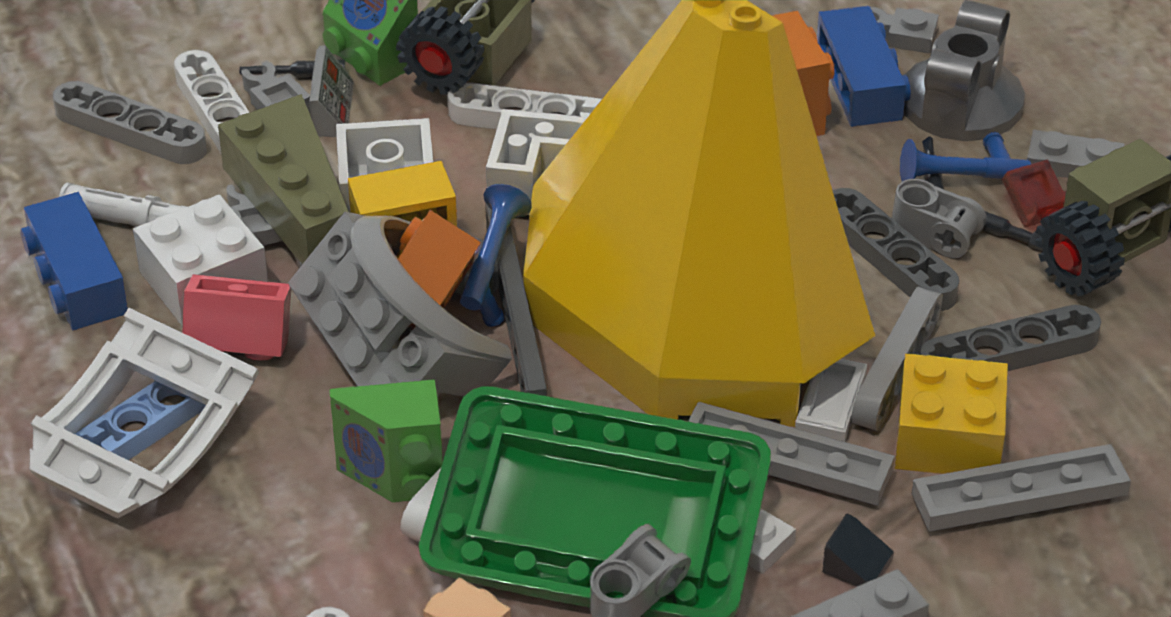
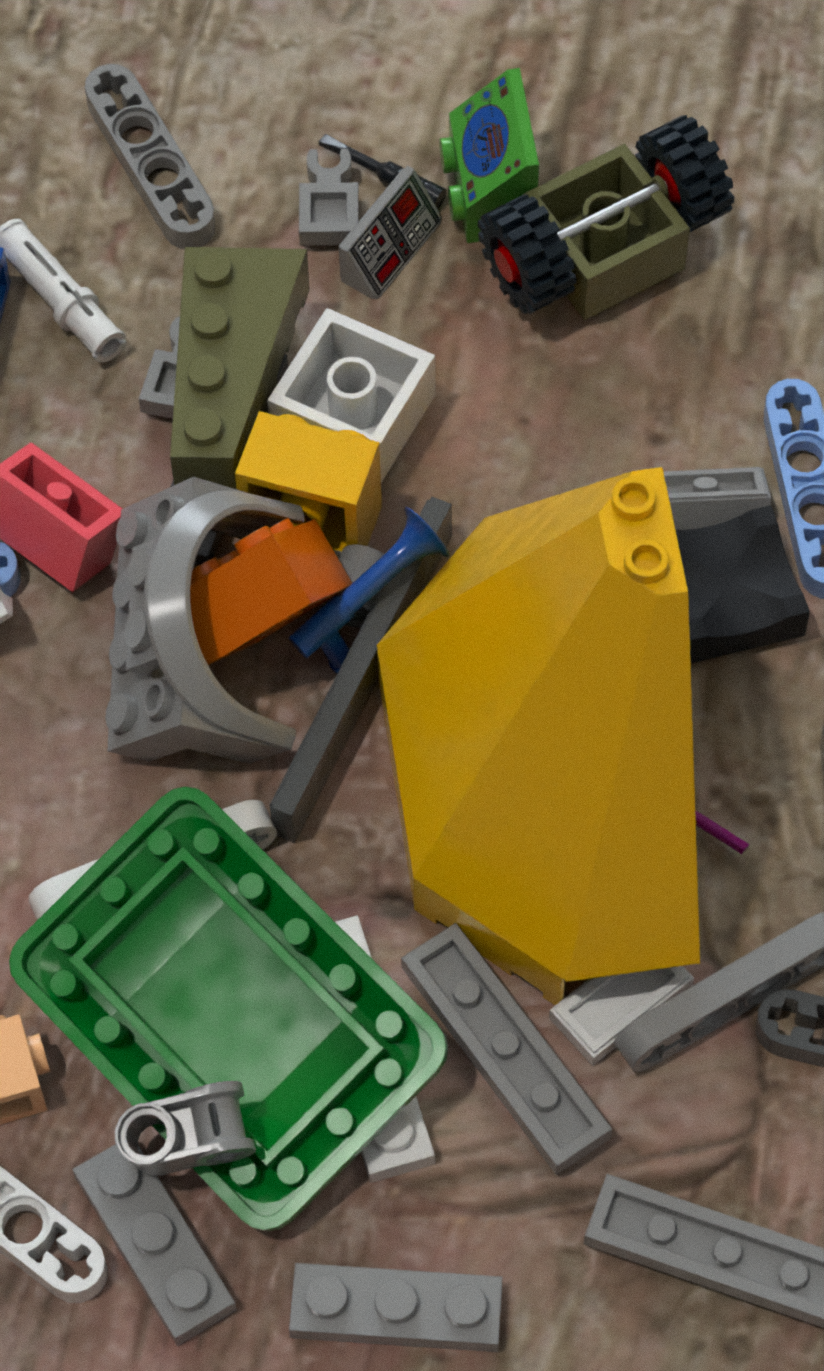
camera: 35 degrees right, 20 degrees up
(197, 241) = (79, 404): white brick -> none
(213, 80) = (267, 185): white beam -> none
(388, 436) = (87, 783): bright green slope -> none
(482, 104) = (609, 379): white beam -> none
(527, 146) = (524, 457): white brick -> none
(855, 553) = (477, 1228): black slope -> none
(950, 414) = (719, 1113): yellow brick -> none

